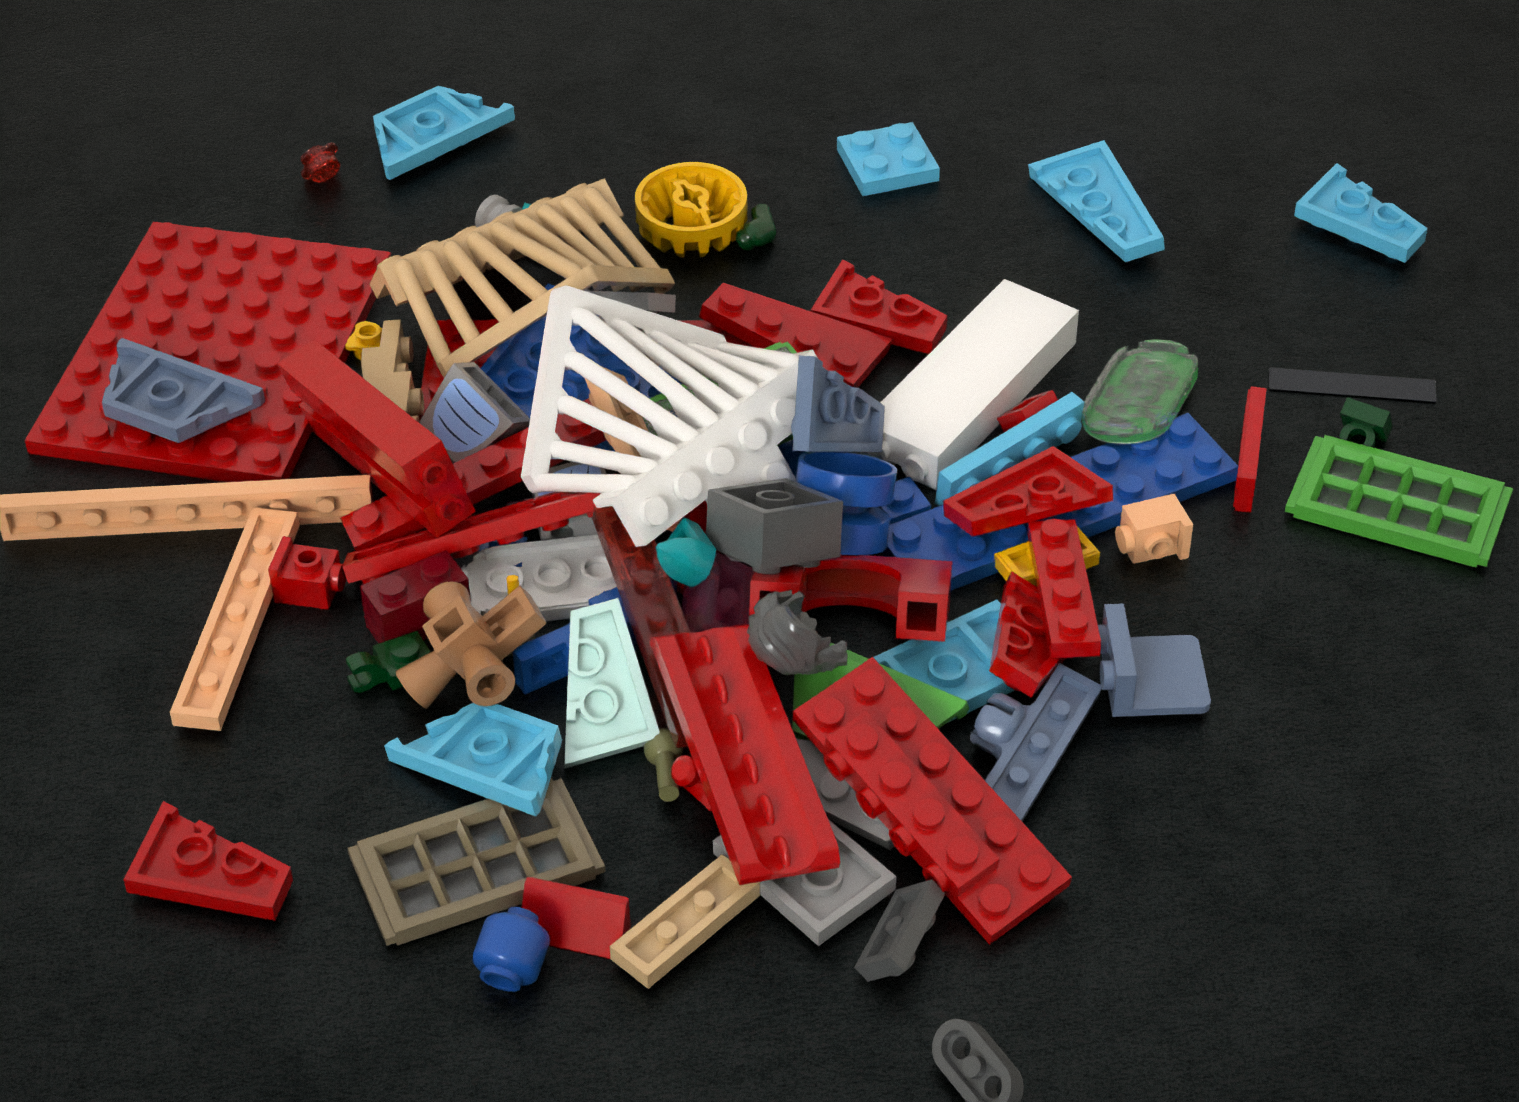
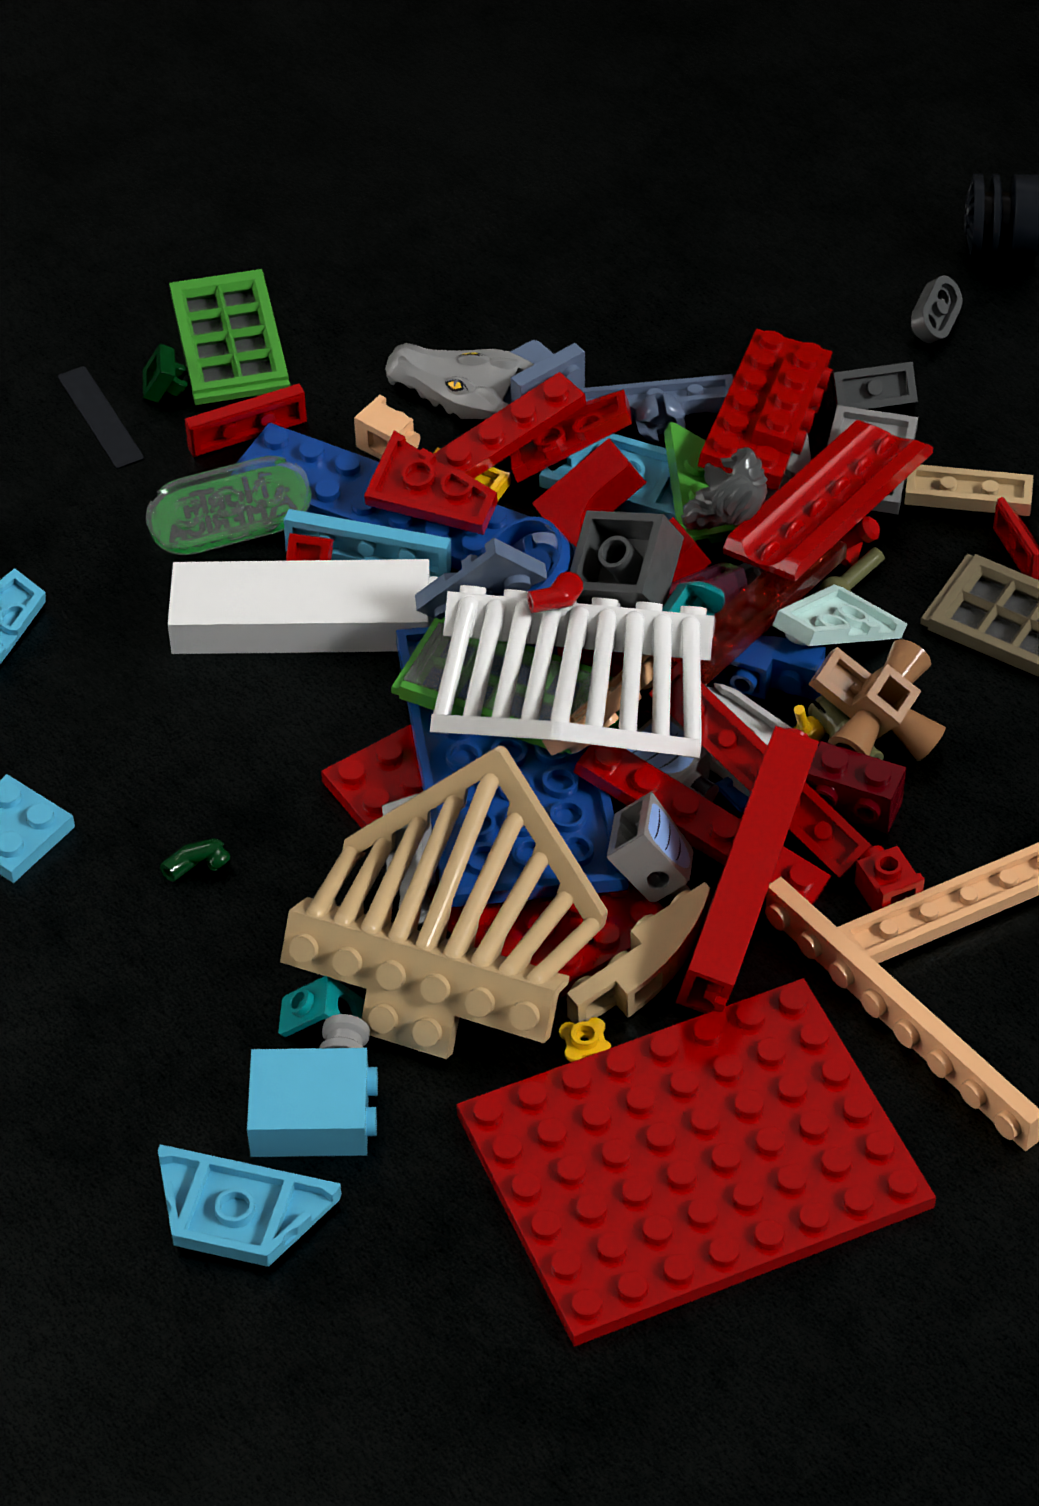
camera: 125 degrees left, 5 degrees up
(173, 394) = (806, 1096): sand blue wing -> none
(320, 163) = (371, 1255): clear red plate -> none
(386, 659) = (922, 781): dark green plate -> none
(465, 175) = (311, 1102): none -> medium azure brick
(487, 753) = (958, 679): medium azure wing -> none
(691, 195) = (214, 886): yellow gear -> none
(732, 402) = (561, 594): none -> red arm
(767, 321) = (339, 731): red wing -> none
(873, 308) = (252, 715): red wing -> none
(1192, 616) = (461, 381): none -> light grey animal

